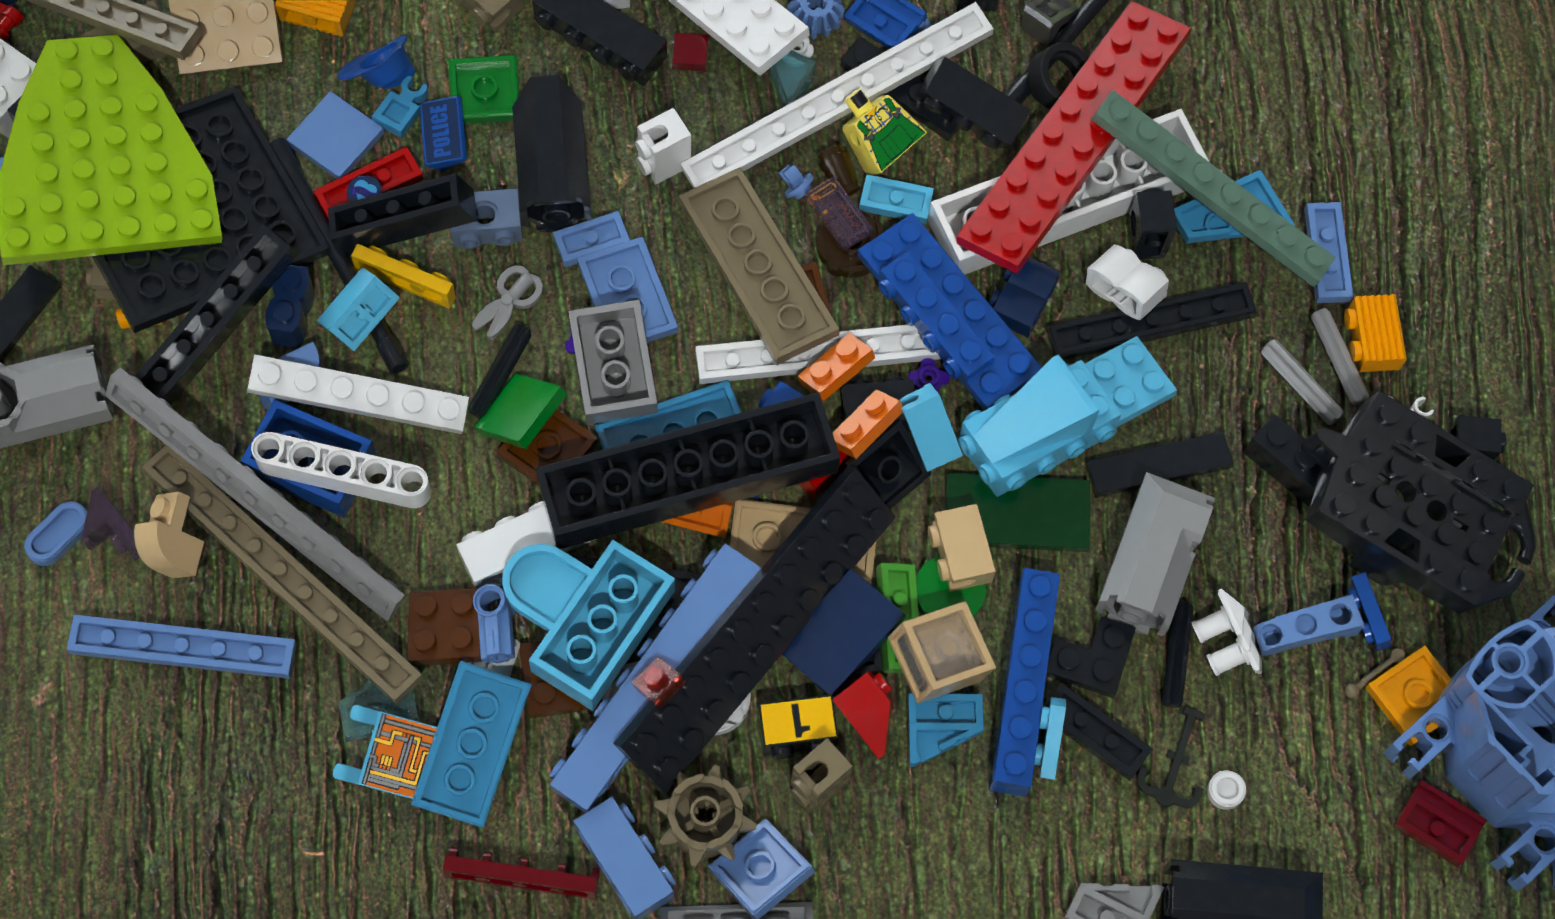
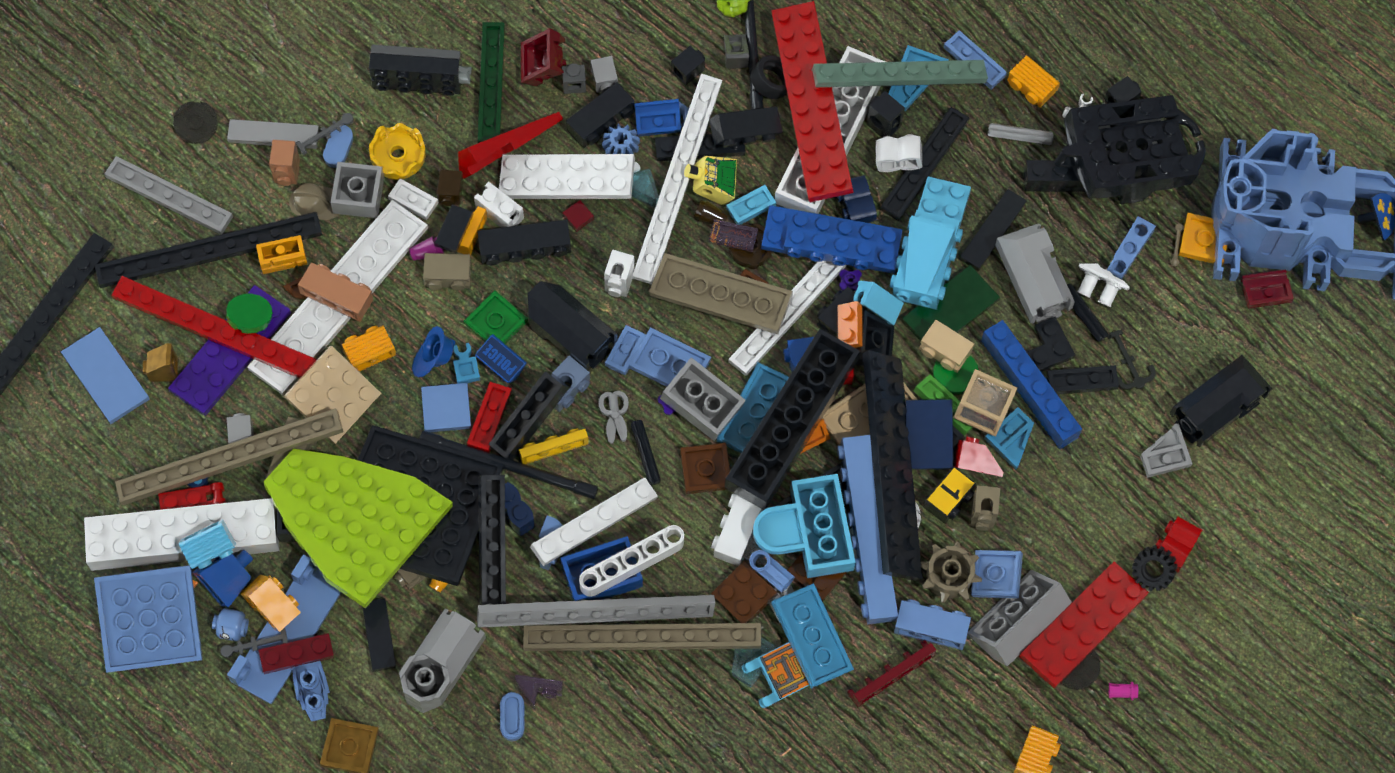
camera: 40 degrees left, 0 degrees up
(161, 539) = (574, 671): tan brick -> none
(181, 646) = (629, 714): medium blue plate -> none
(358, 309) = (549, 481): medium azure hinge -> none
(363, 187) = (494, 421): dark blue tile -> none
(520, 410) = (678, 461): green tile -> none
(658, 682) = (877, 527): plate -> none
(797, 183) = (695, 237): medium blue plate -> none
(836, 366) = (806, 311): orange plate -> none
(1052, 721) = (1069, 398): medium azure plate -> none
(1226, 790) = (1162, 356): white tile -> none
(1340, 356) = (1026, 106): light grey axle -> none
(1374, 625) = (1162, 224): blue plate -> none

